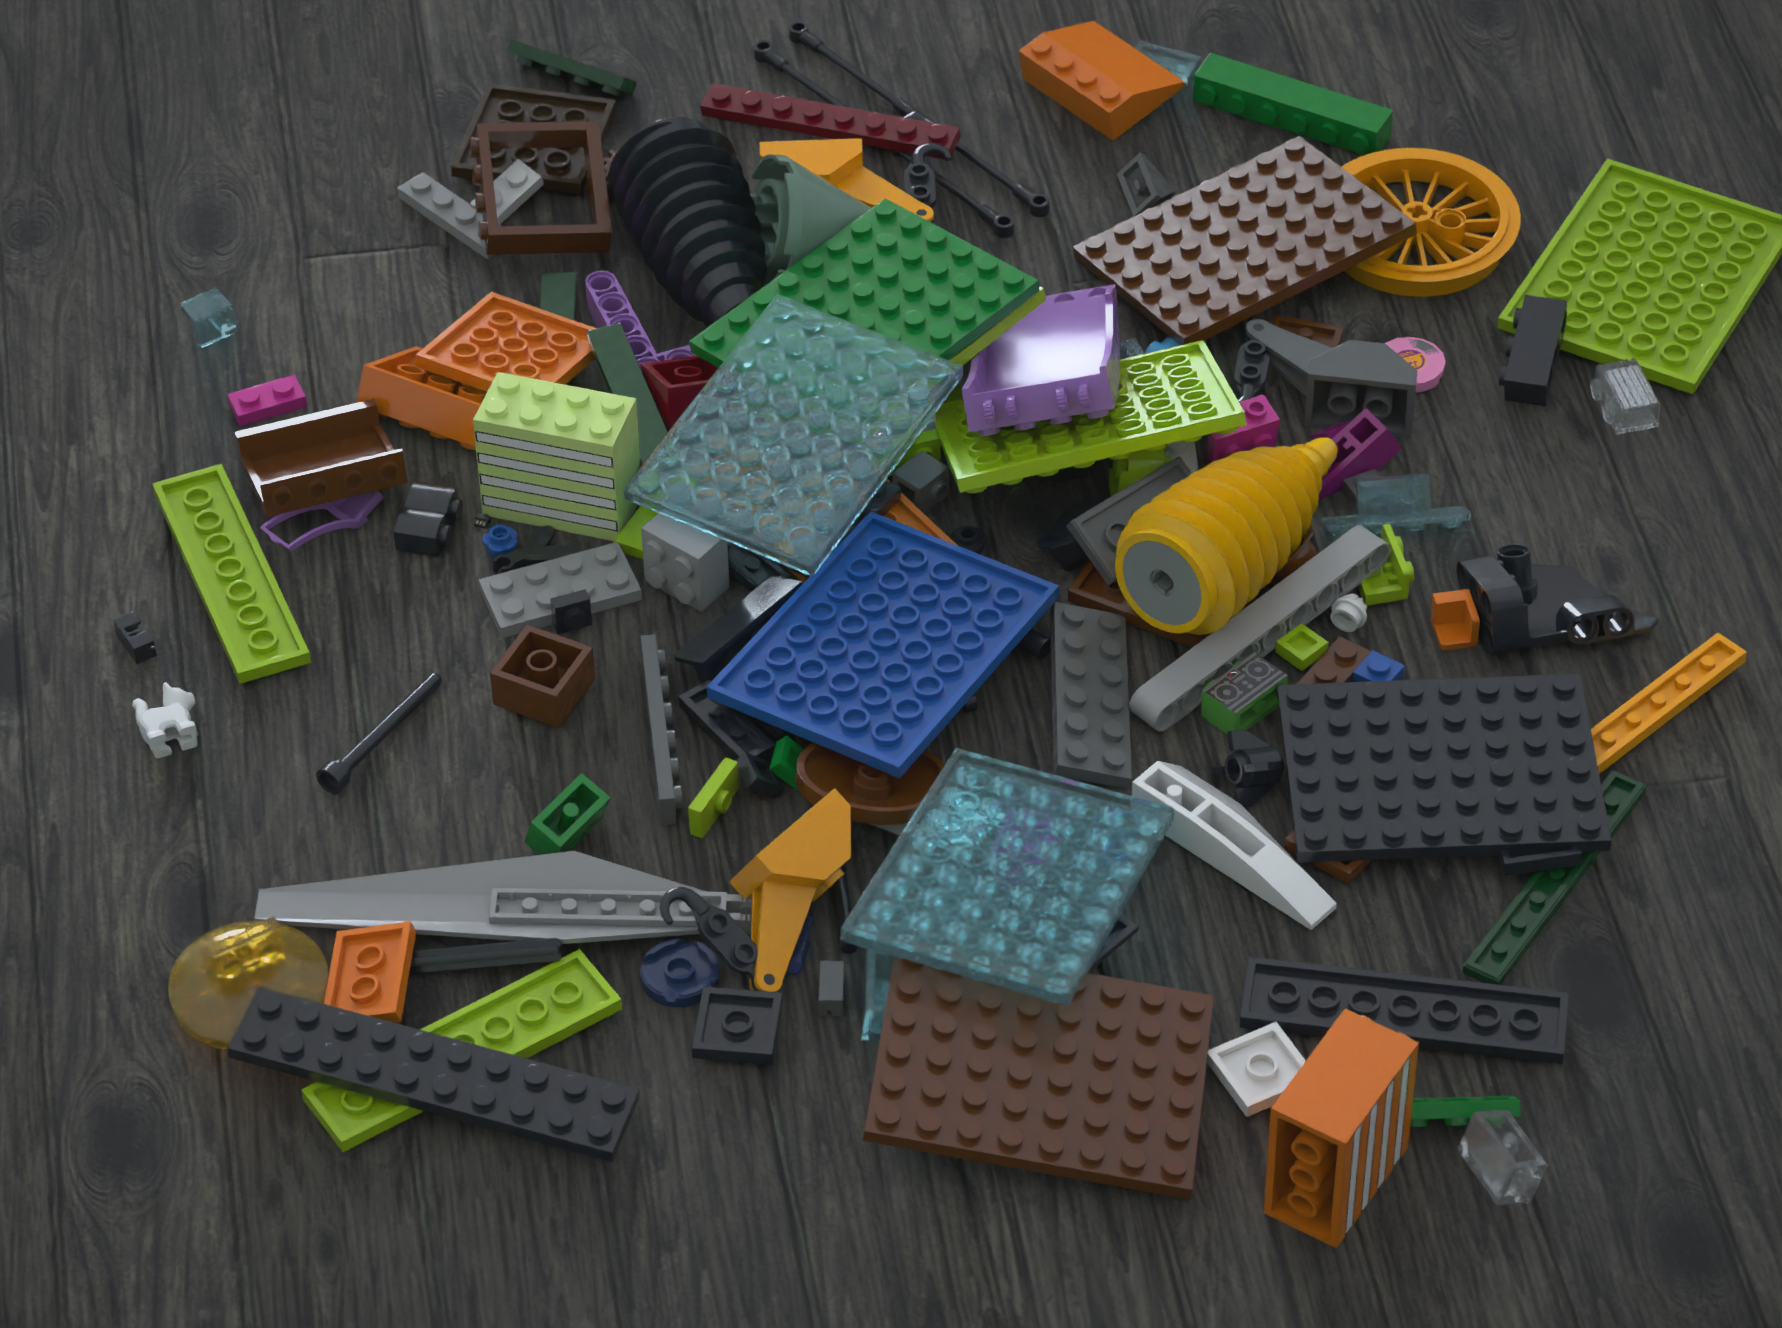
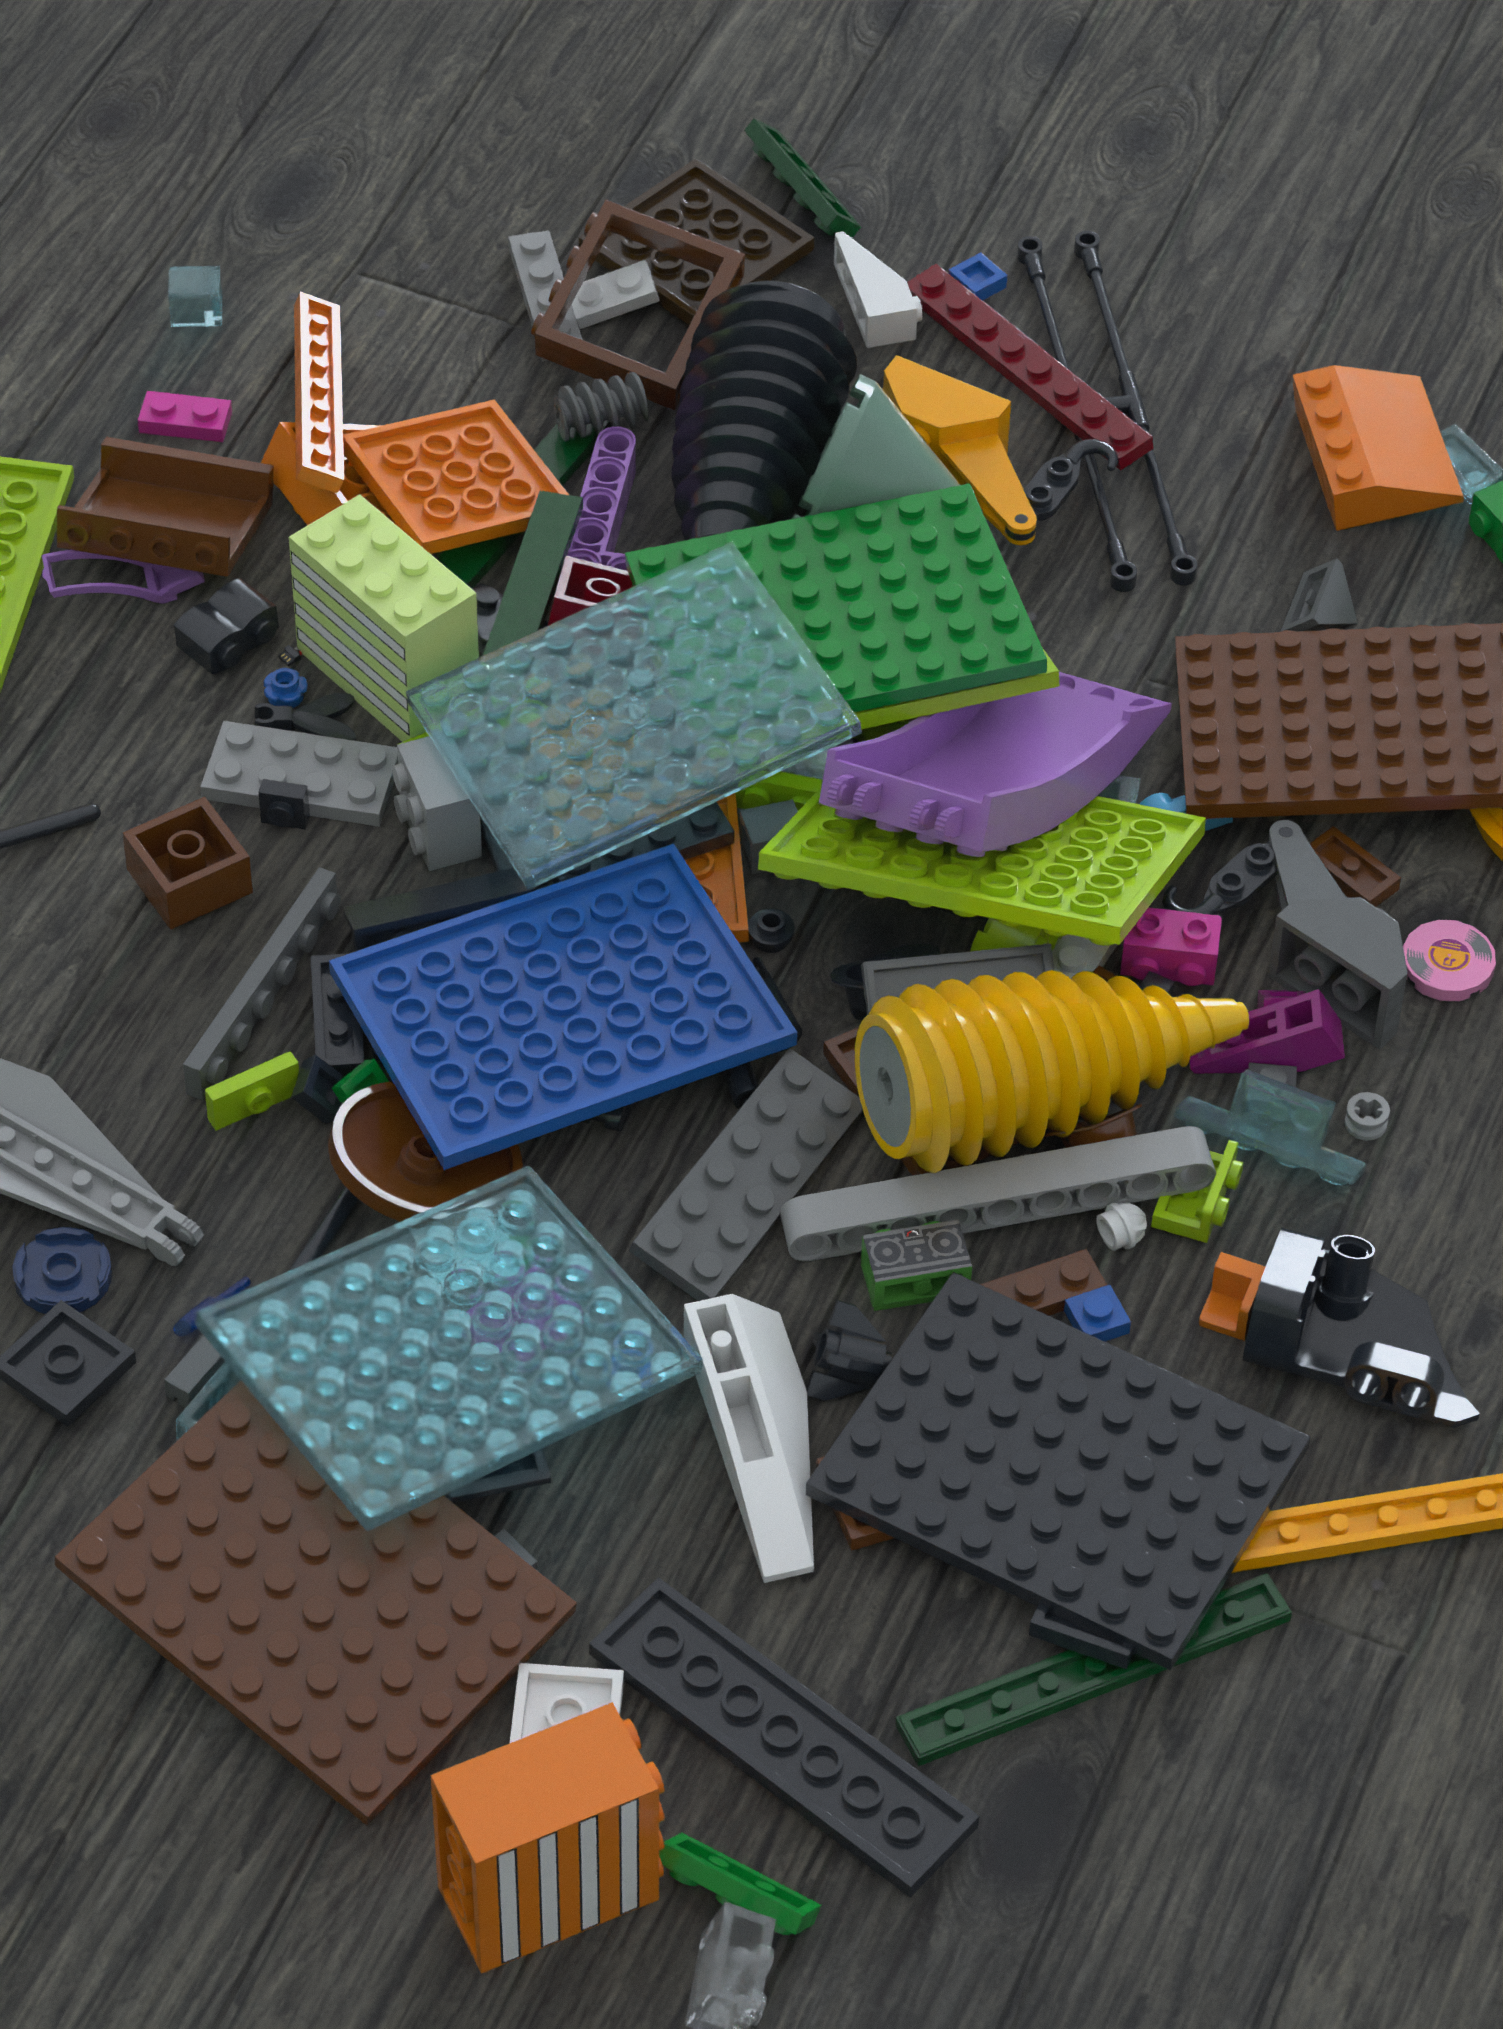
camera: 30 degrees right, 5 degrees up
(370, 337) = (318, 394): none -> plate
(567, 817) = (77, 1037): green brick -> none
(571, 263) = (600, 404): none -> dark grey piece
(659, 104) = (876, 295): none -> white slope
(748, 77) = (980, 276): none -> blue plate
(782, 886) = (229, 1219): light orange slope -> none
(1301, 647) = (1031, 1239): lime plate -> none
(1443, 470) = (1368, 1127): none -> light grey bush

